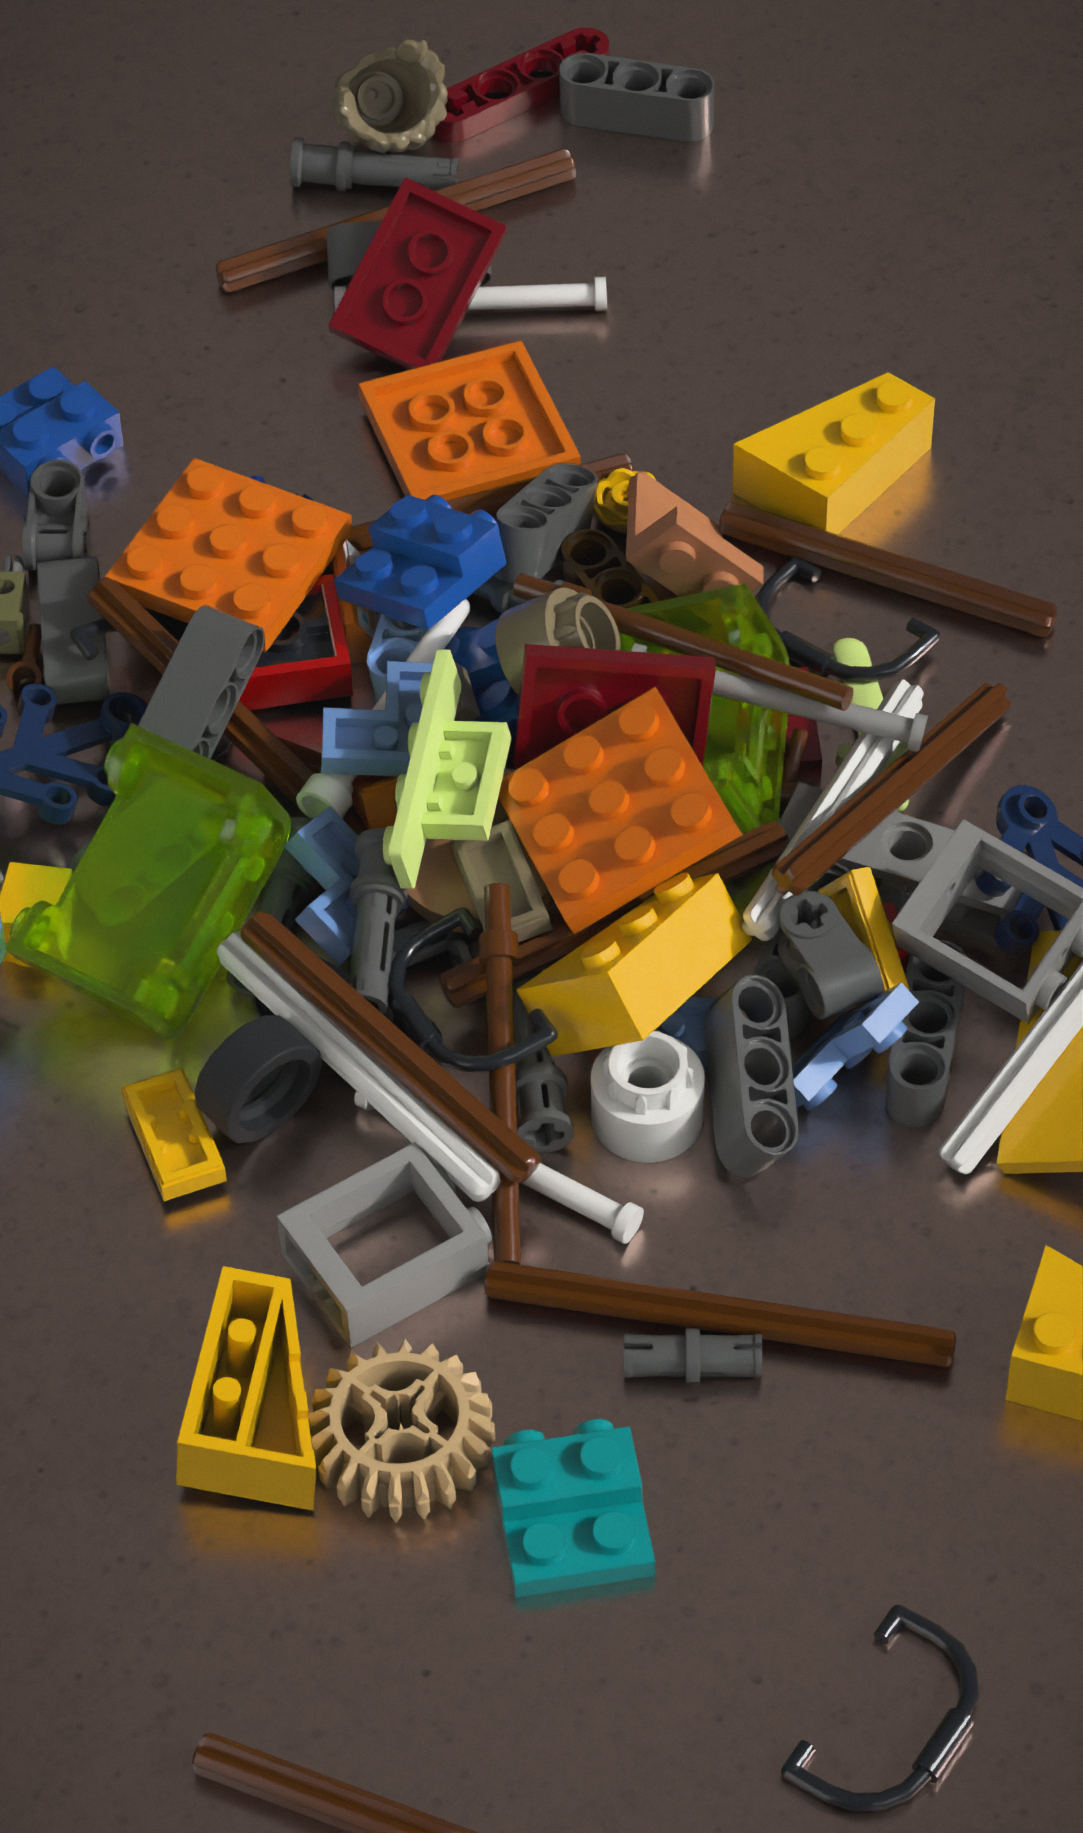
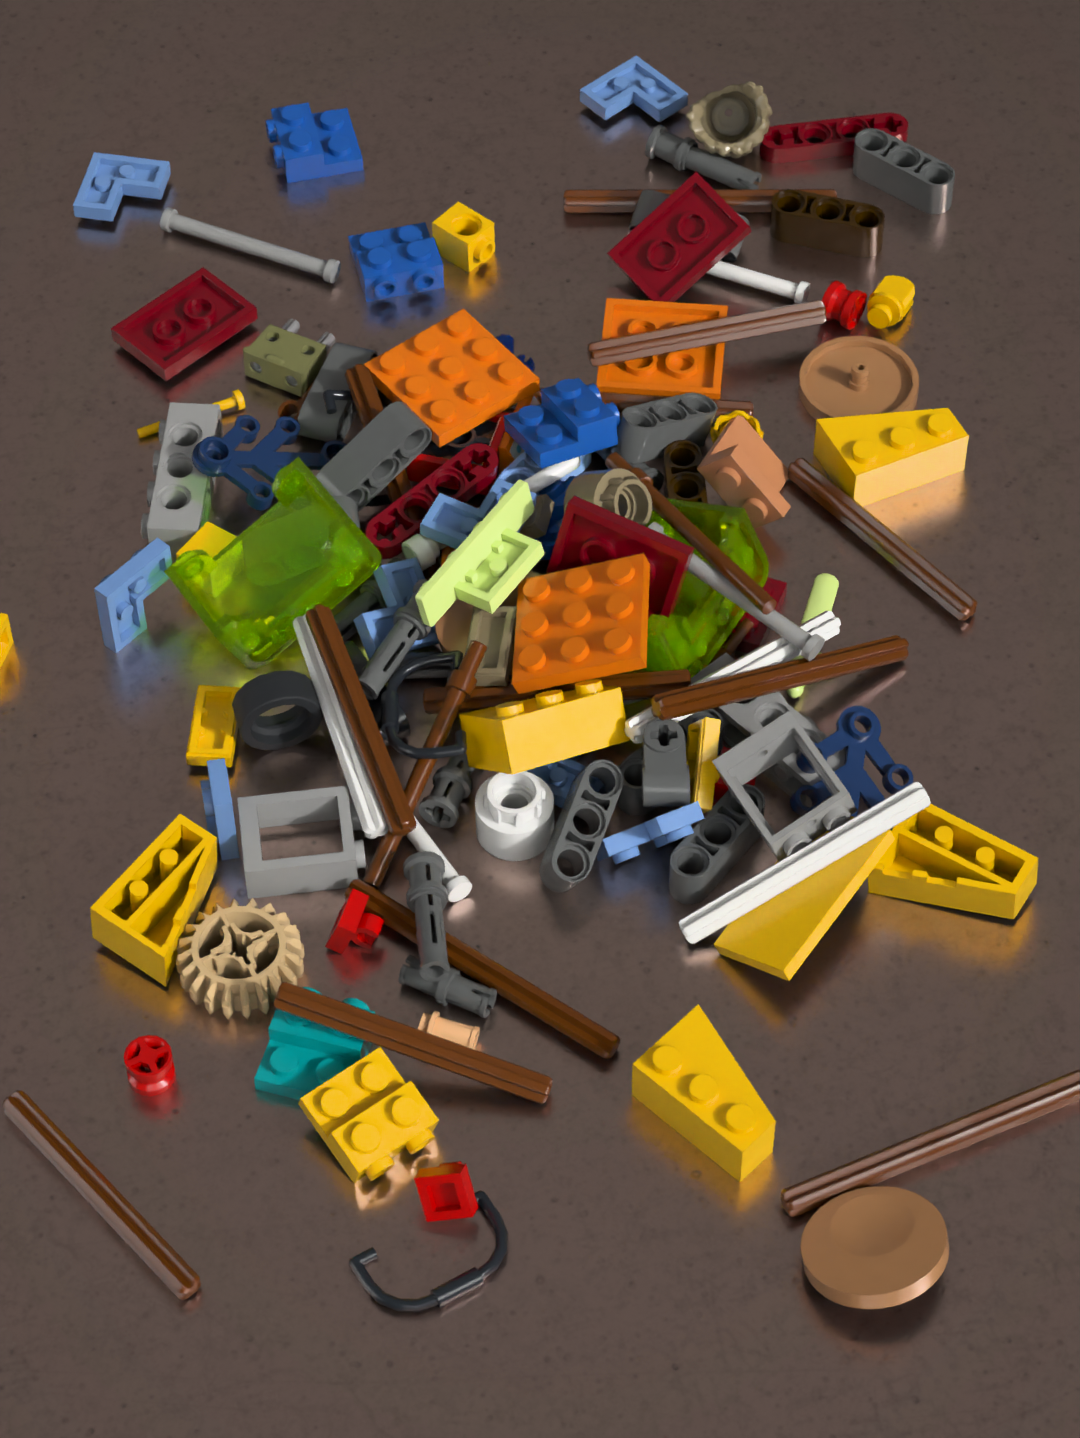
camera: 25 degrees right, 0 degrees up
(55, 515) = (368, 317): dark grey piece -> none
(122, 366) = (464, 237): none -> yellow brick
(228, 96) = (636, 84): none -> medium blue plate
(256, 1229) = (219, 808): none -> medium blue plate
(296, 722) = (425, 494): none -> dark red beam
(363, 1606) = (156, 1055): none -> red wheel
(519, 384) = (706, 333): none -> reddish brown axle
(521, 1323) = (354, 924): none -> red tile
(581, 194) = (827, 223): none -> dark brown beam
(609, 1252) = (427, 900): none -> dark grey pin
(664, 290) = (844, 304): none -> red wheel
(703, 1568) = (369, 1116): none -> yellow plate
(706, 1446) = (413, 1042): none -> reddish brown axle
(719, 266) = (890, 301): none -> yellow arm
(732, 1418) = (449, 1029): none -> light nougat pin
(735, 381) = (857, 378): none -> medium nougat piece
(824, 662) = (798, 580): black piece -> none
(864, 1624) = (446, 1192): none -> red tile

